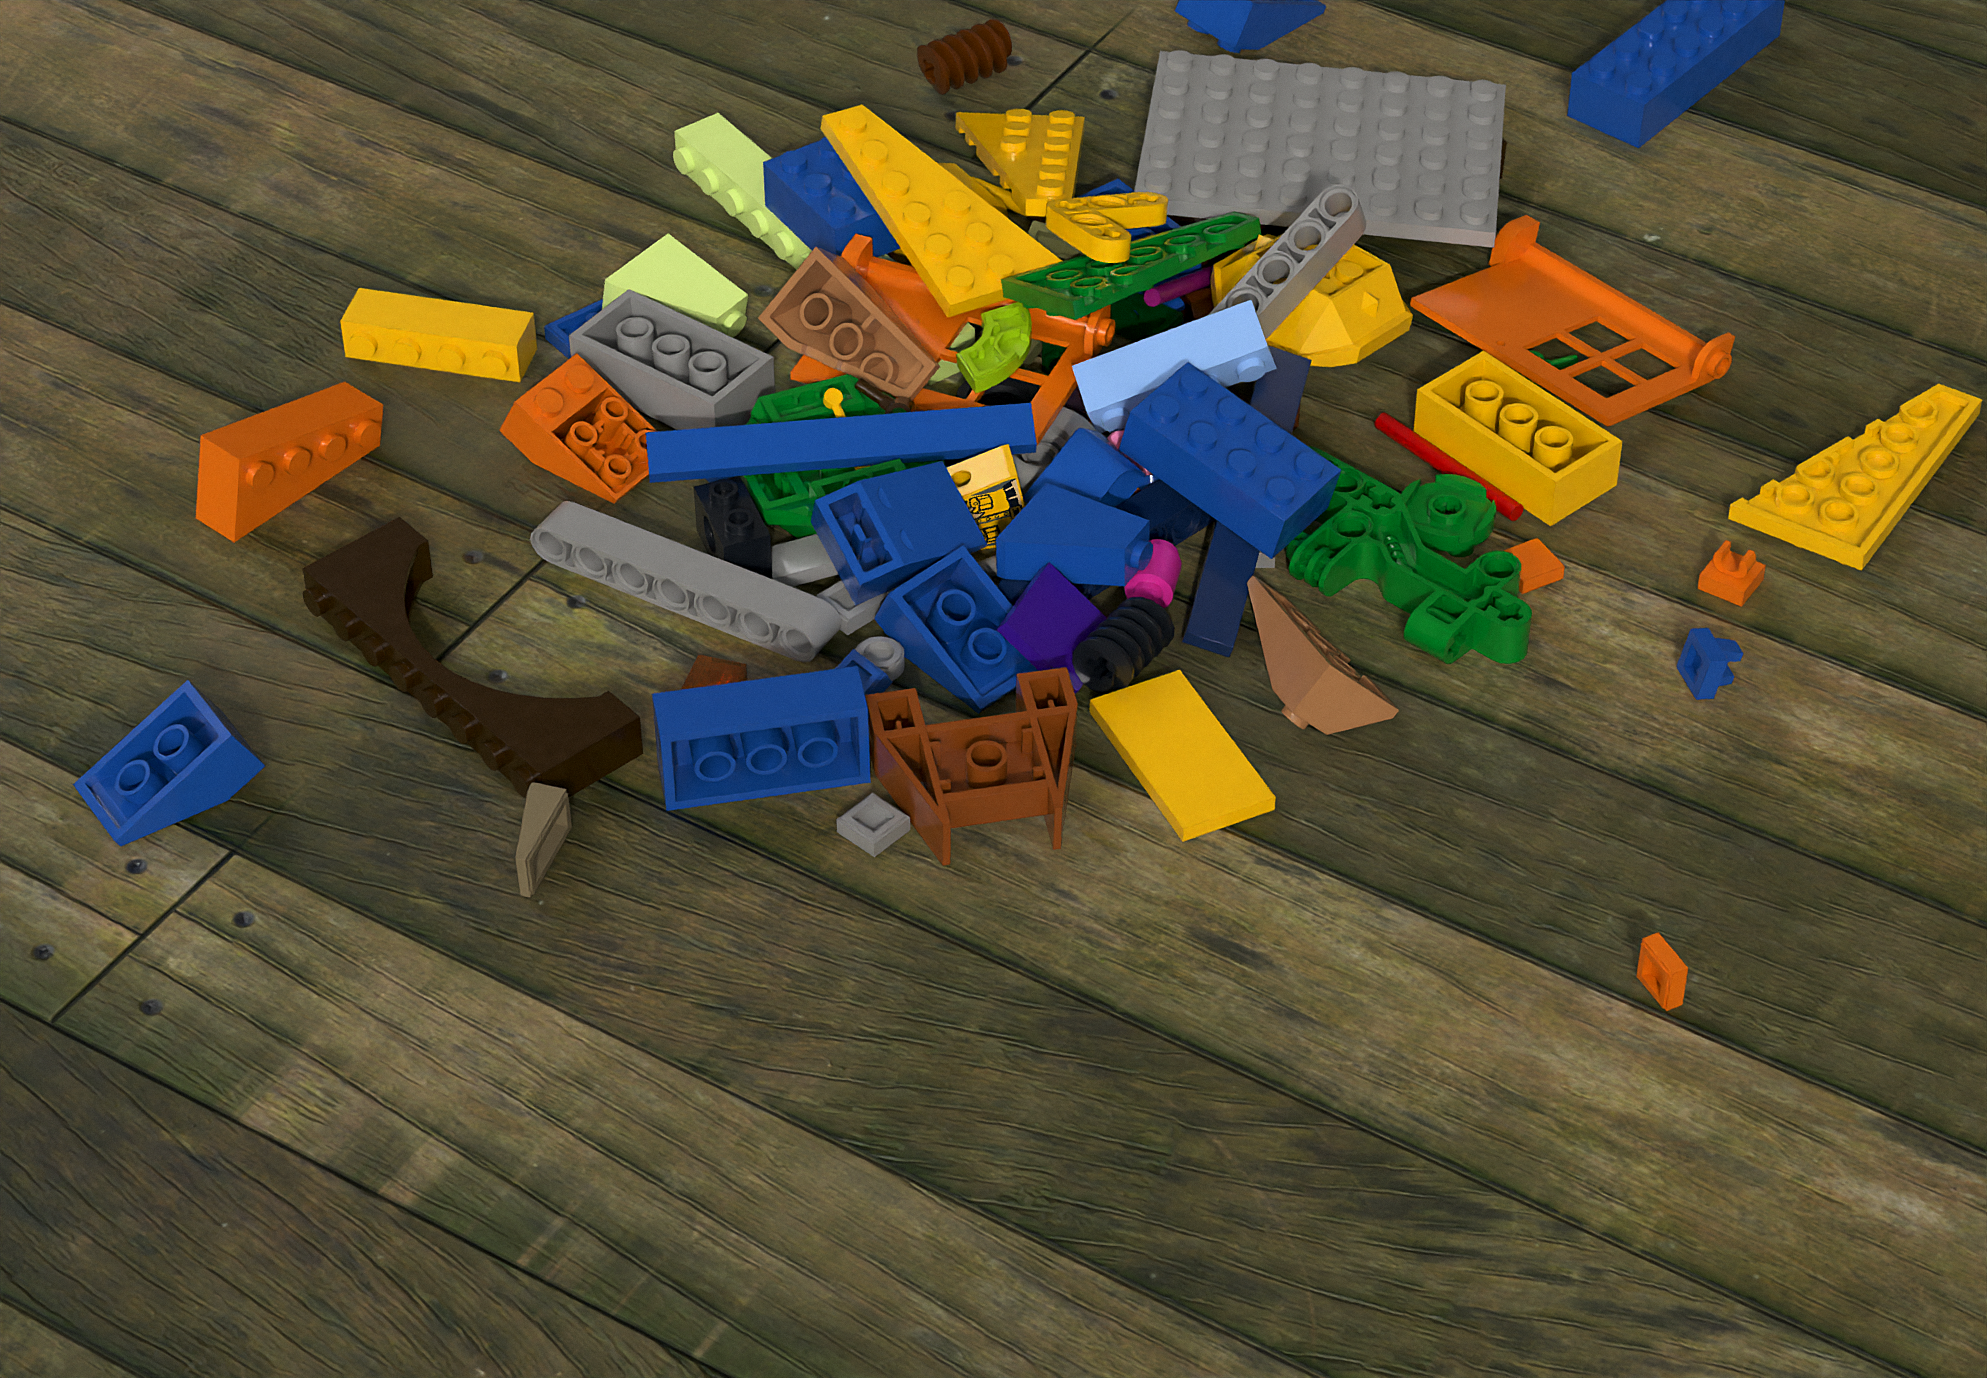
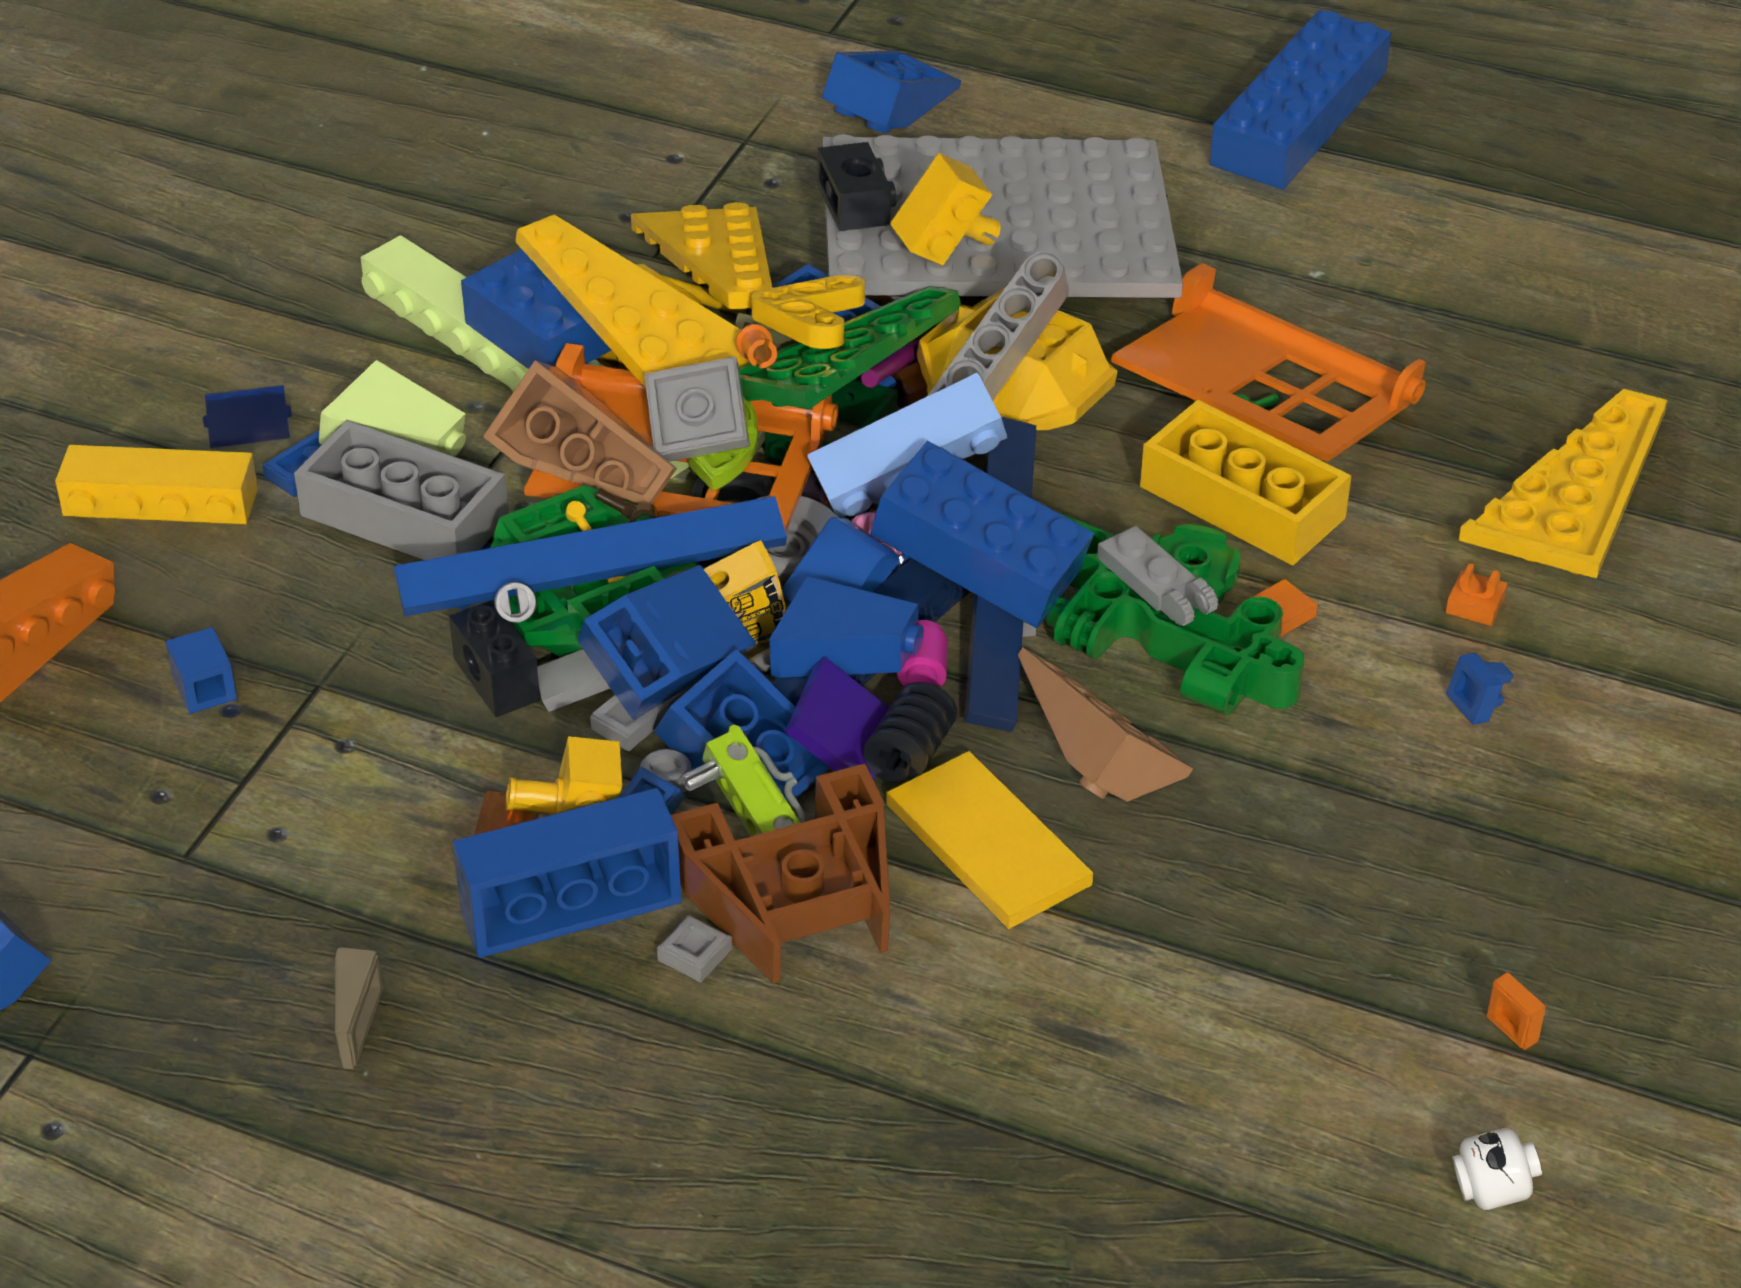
camera: 10 degrees left, 0 degrees up
(450, 515) = (201, 670): none -> blue brick
(538, 278) = (247, 416): none -> clear blue piece
(555, 742) = (327, 900): dark brown arch -> none
(581, 431) = (322, 569): orange slope -> none
(686, 581) = (441, 708): light grey beam -> none
(768, 479) = (525, 601): none -> light grey hinge
(795, 649) = (586, 777): none -> yellow brick
(950, 672) = (747, 783): none -> lime piece
(965, 56) = (630, 158): reddish brown piece -> none
(970, 310) = (697, 409): none -> light grey tile
(1038, 243) = (756, 345): none -> orange pin
(1176, 103) = (855, 186): none -> black brick
(1257, 135) = (944, 210): none -> yellow brick
(1399, 519) = (1156, 576): none -> light grey hinge
(1444, 463) = (1175, 512): red bar -> none
(1603, 1112) = (1496, 1168): none -> white head

